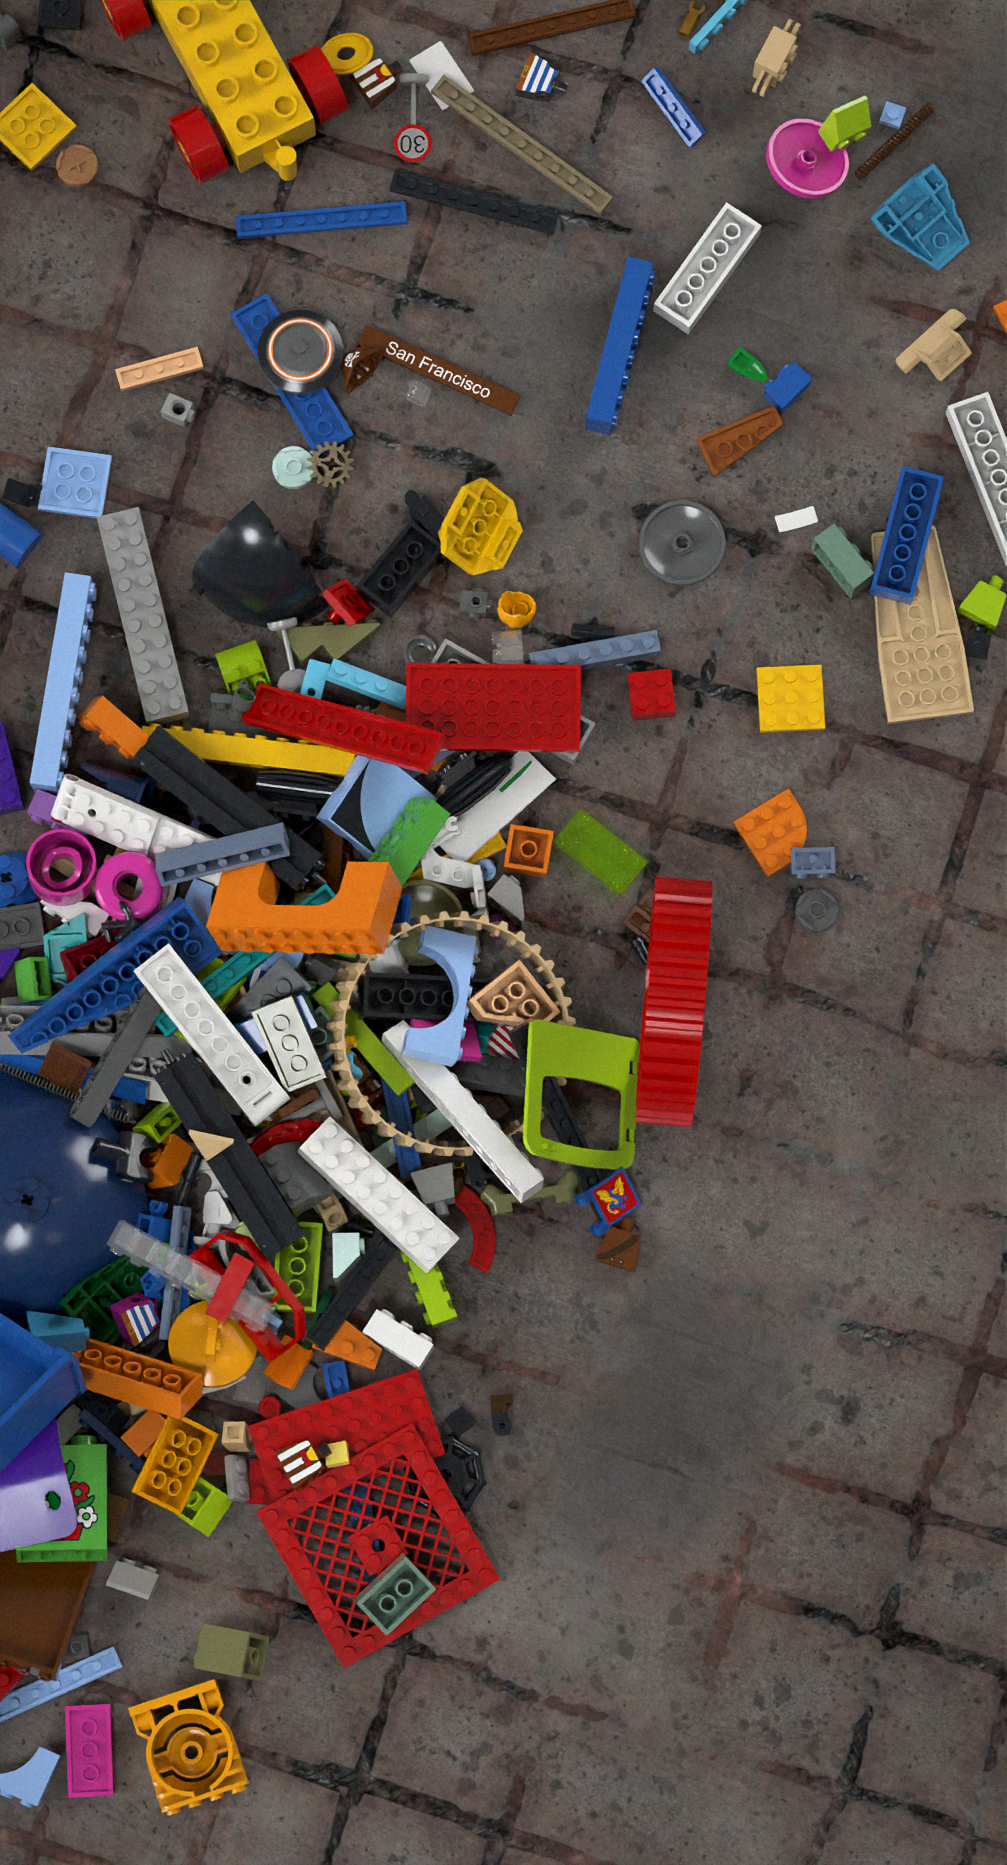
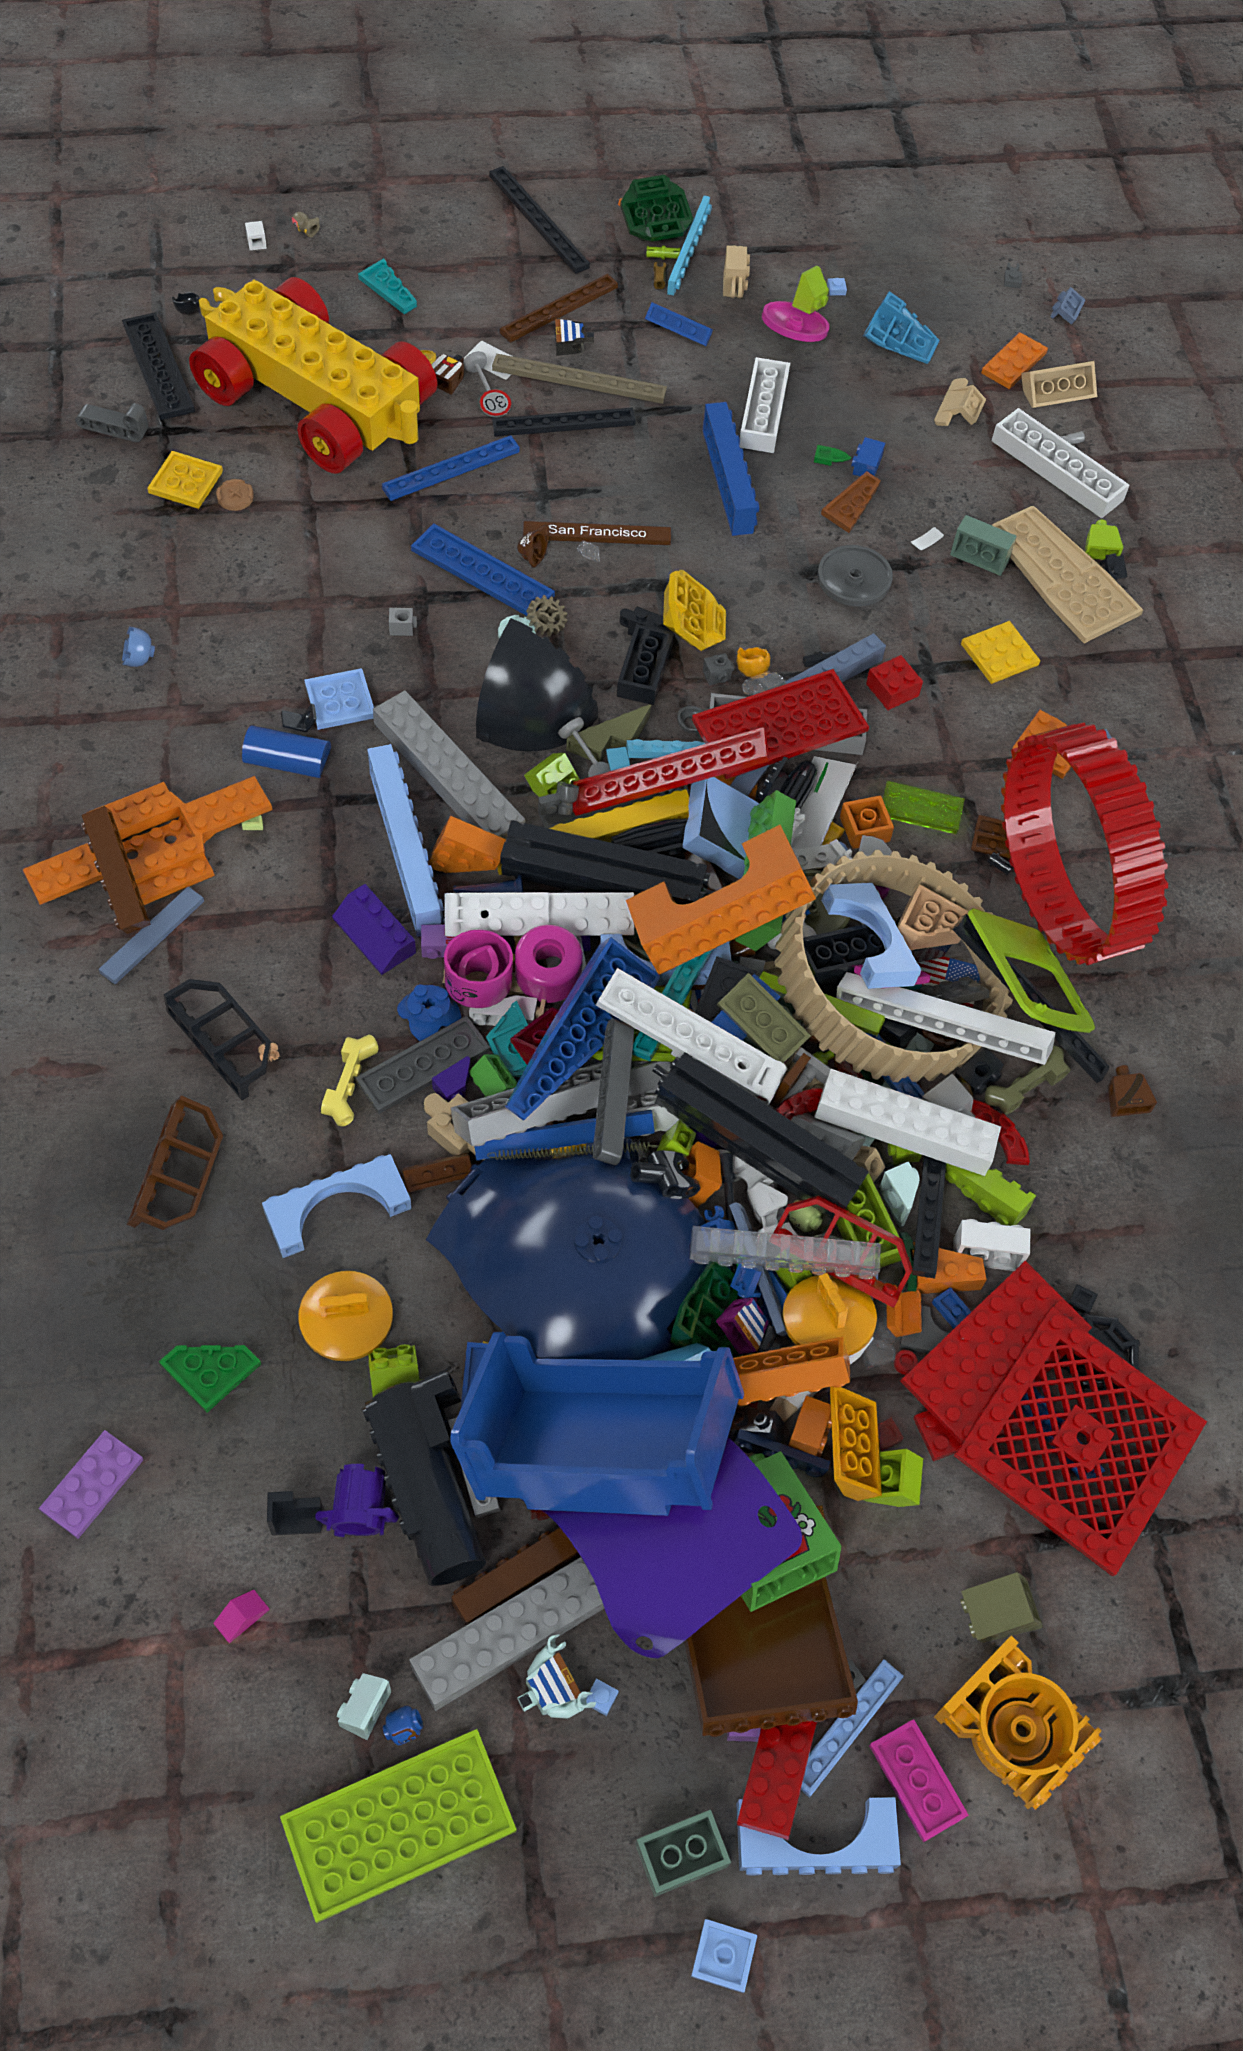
camera: 30 degrees left, 20 degrees down
(64, 1067) = (566, 1125): reddish brown tile -> none
(127, 925) = (561, 988): black piece -> none
(134, 1579) = (871, 1581): light grey slope -> none
(159, 369) = (371, 600): light nougat plate -> none
(210, 1144) = (742, 1120): tan slope -> none
(222, 854) = (622, 892): sand blue brick -> none
(229, 1288) = (830, 1241): red tile -> none
(236, 1437) = (894, 1397): tan brick -> none
(237, 1478) = (917, 1440): light grey plate -> none
(300, 352) = (482, 550): dish -> none
(303, 1462) = (975, 1384): torso -> none
(339, 1455) = (1001, 1365): light yellow tile -> none
(346, 604) = (614, 703): red tile -> none
(394, 1594) = (1129, 1472): sand green brick -> none
(500, 1421) = (1114, 1275): leg -> none
(613, 1199) = (1100, 1055): flag -> none
(896, 139) = (853, 294): reddish brown piece -> none
(906, 535) = (1021, 510): blue brick -> none

